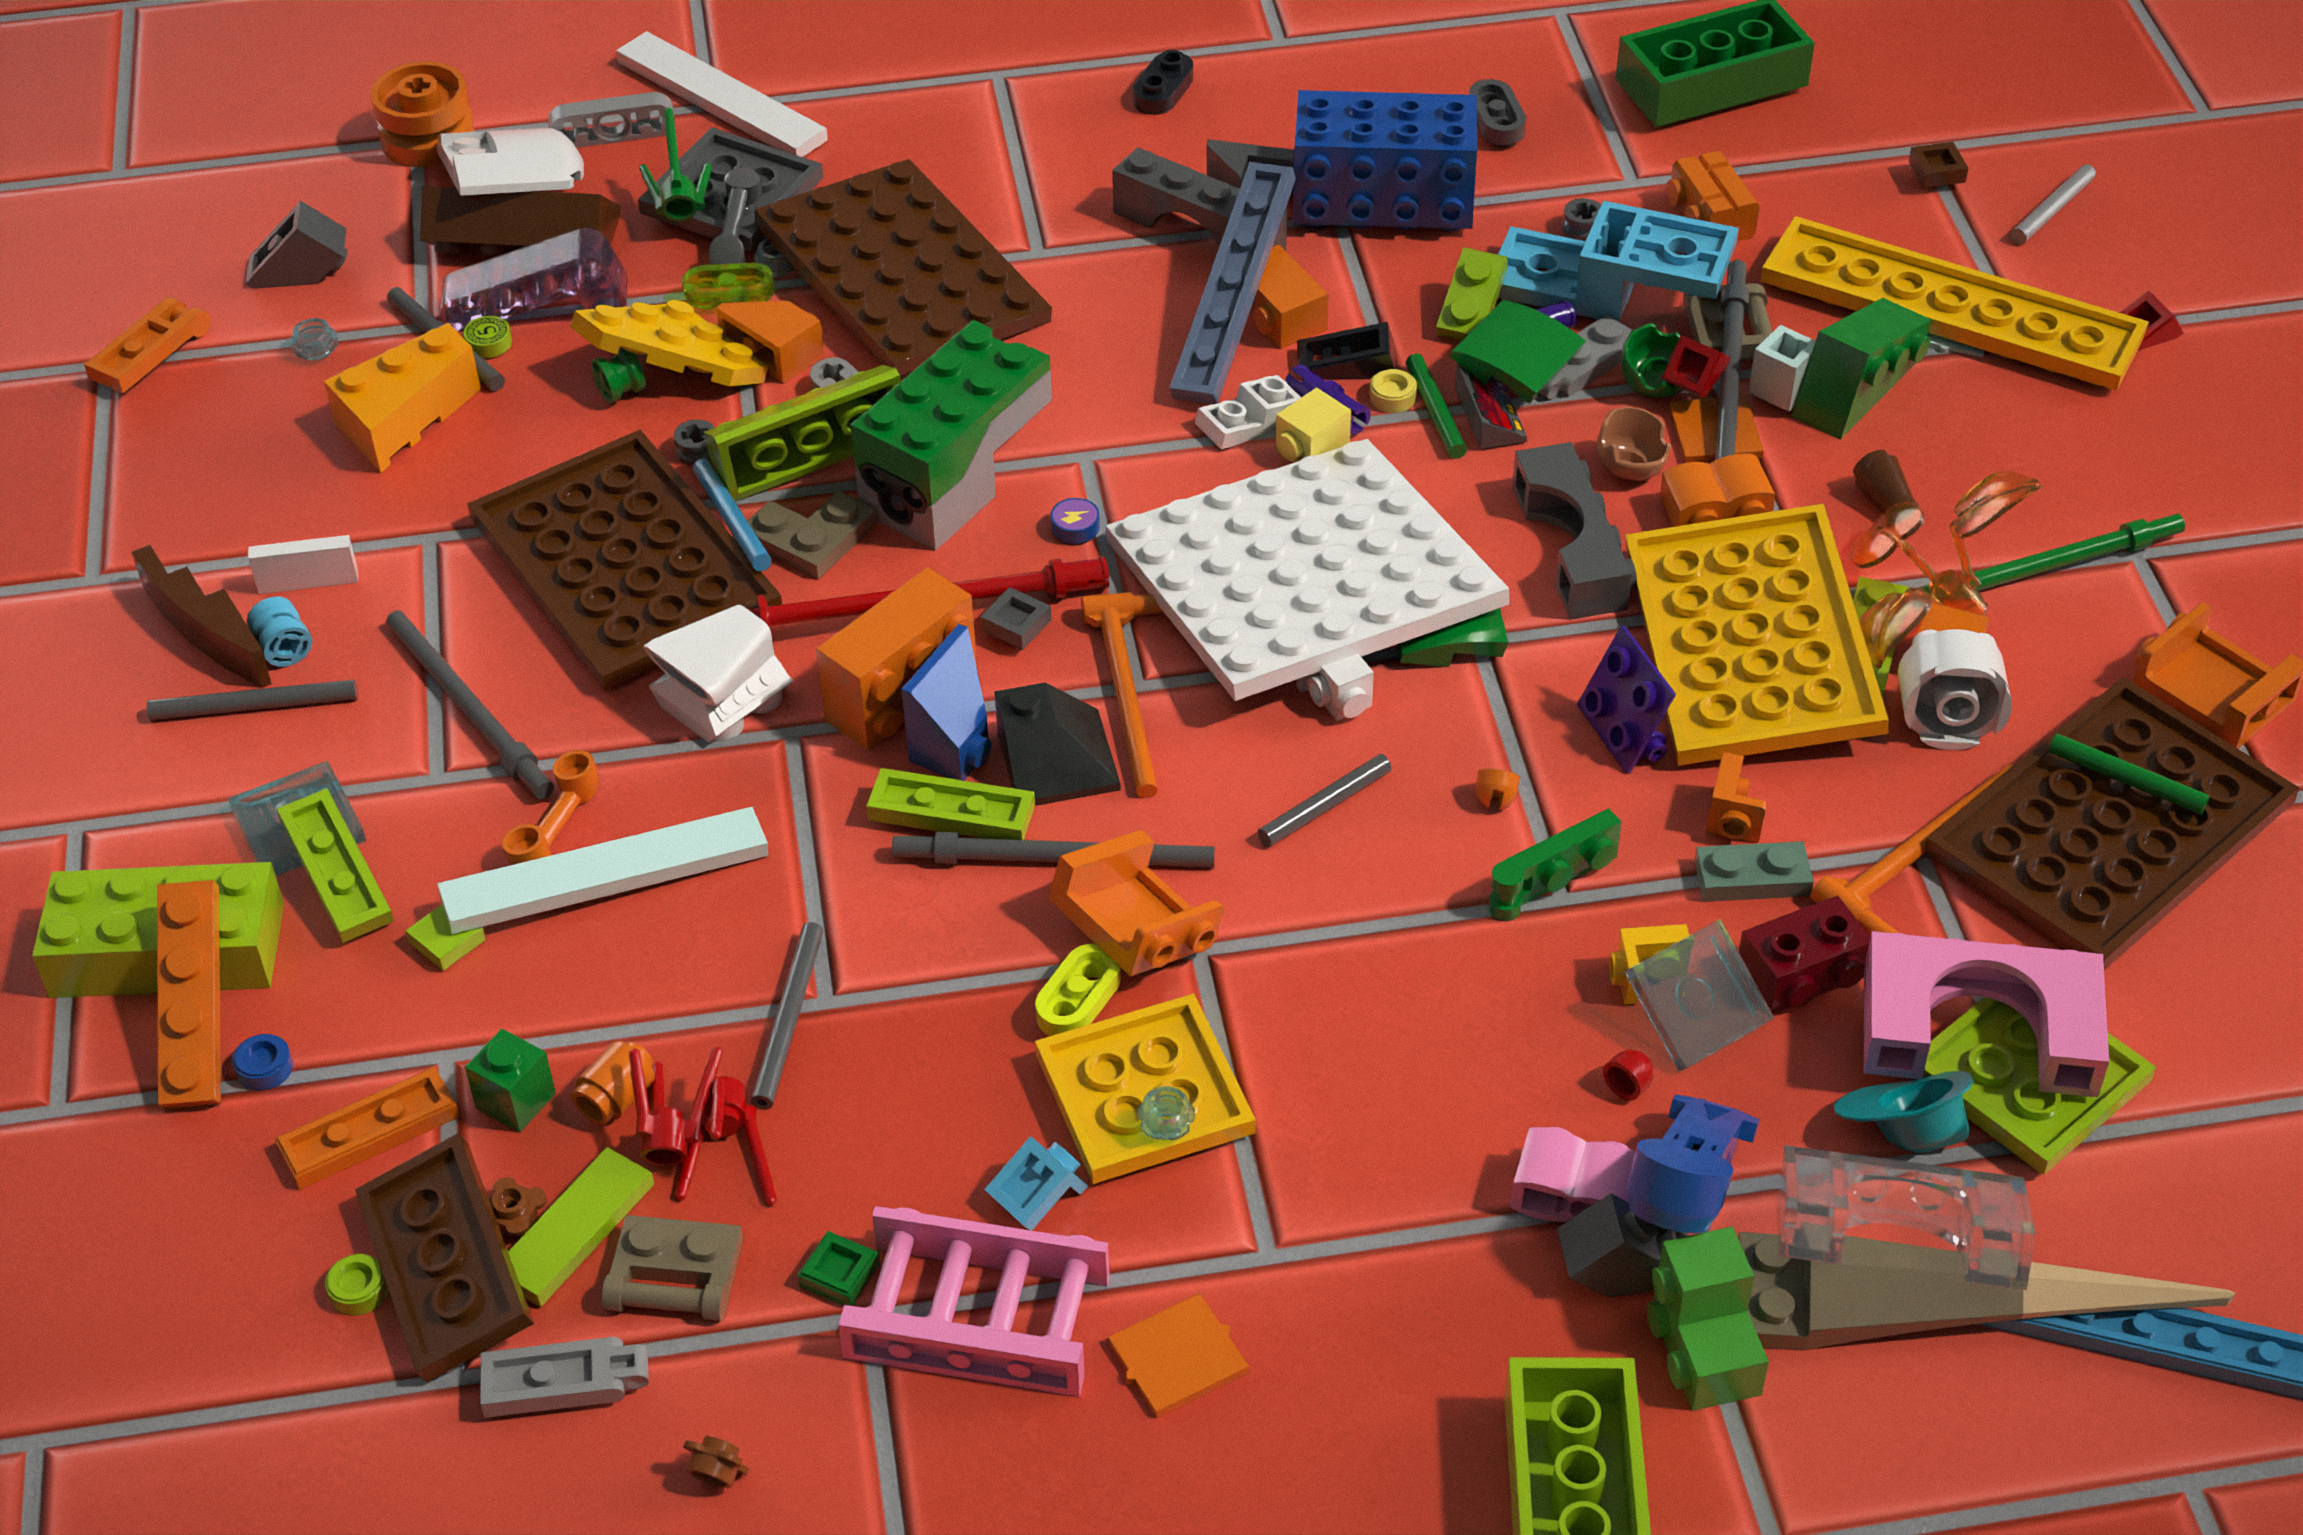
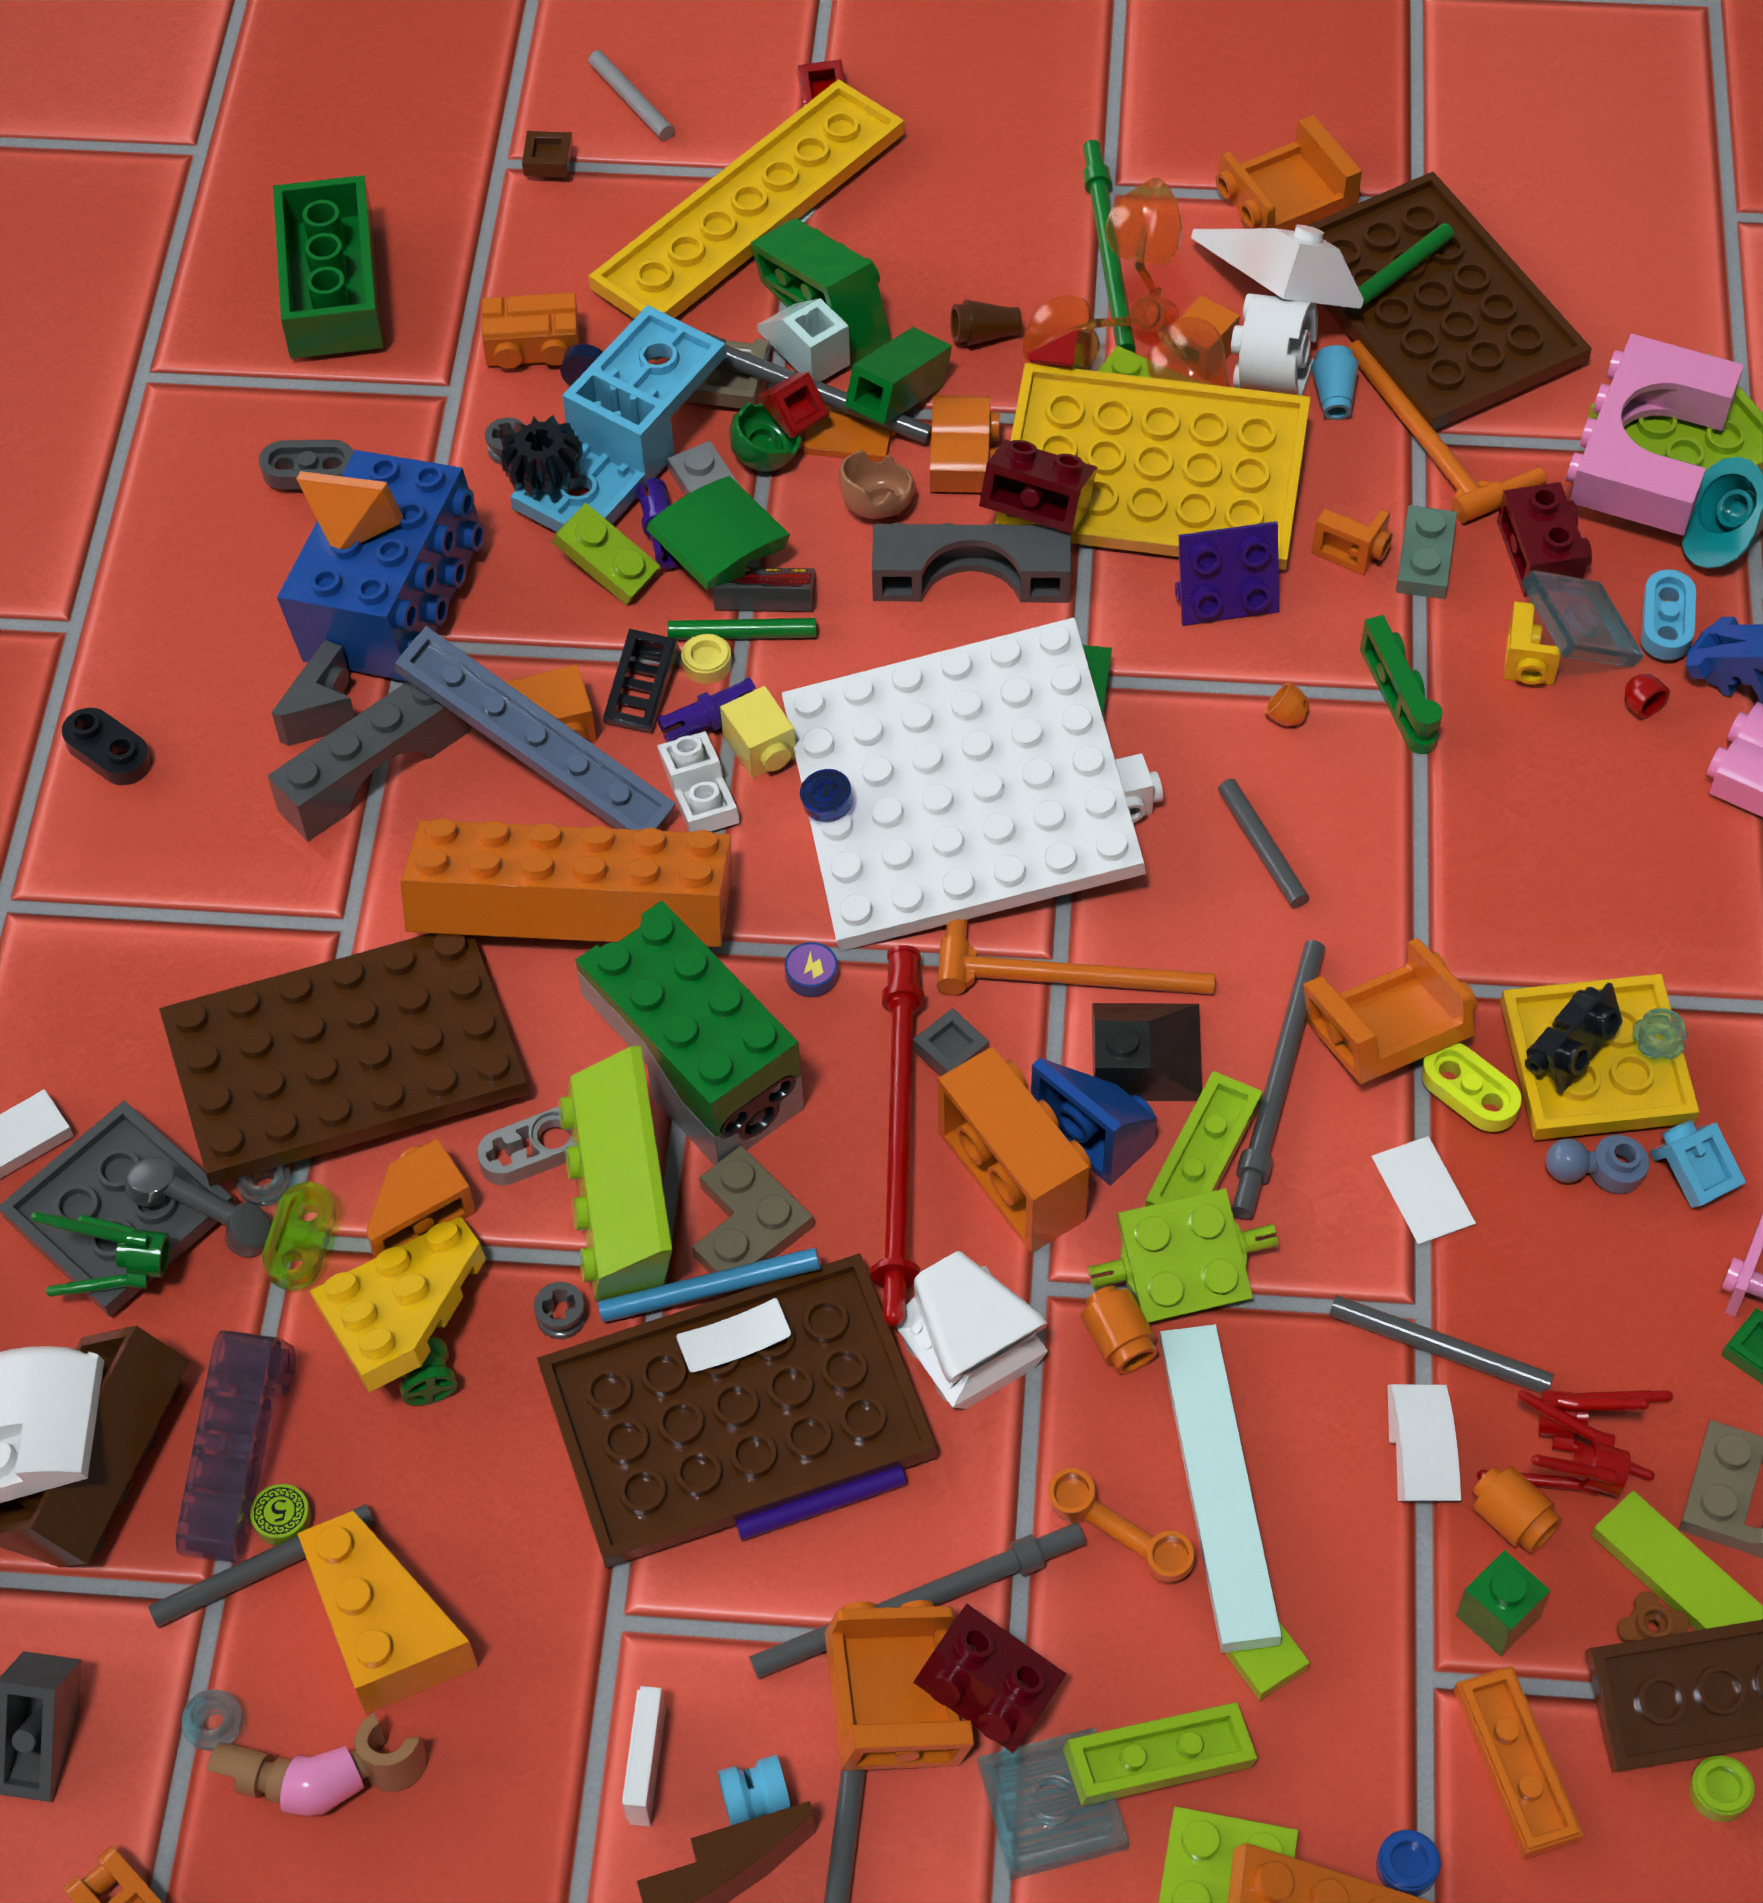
camera: 75 degrees left, 10 degrees up
(265, 401) = (325, 1780): none -> medium nougat piece
(377, 694) = (877, 1707): none -> orange panel
(382, 737) = (987, 1680): none -> dark red brick
(549, 629) = (820, 1503): none -> dark purple bar
(678, 531) = (734, 1336): none -> white sticker
(678, 1000) = (1425, 1442): none -> white slope
(746, 776) = (1119, 1329): none -> orange brick
(828, 804) = (1183, 1255): none -> lime plate
(961, 983) = (1423, 1190): none -> white sticker
(1012, 1080) = (1570, 1161): none -> sand blue plate
(1098, 343) = (562, 880): none -> orange brick
(1140, 1047) = (1589, 1021): none -> black hinge
(1246, 475) = (826, 795): none -> clear blue tile
(1387, 92) = (349, 507): none -> orange slope
(1549, 221) = (541, 456): none -> black gear
(1658, 532) = (1038, 485): none -> dark red brick
(1750, 1077) = (1669, 624): none -> medium azure plate
(1769, 426) = (898, 375): none -> green brick
(1852, 530) = (1066, 351): none -> red slope
(1948, 757) = (1335, 380): none -> medium azure cone
(2053, 665) = (1287, 262): none -> white wedge

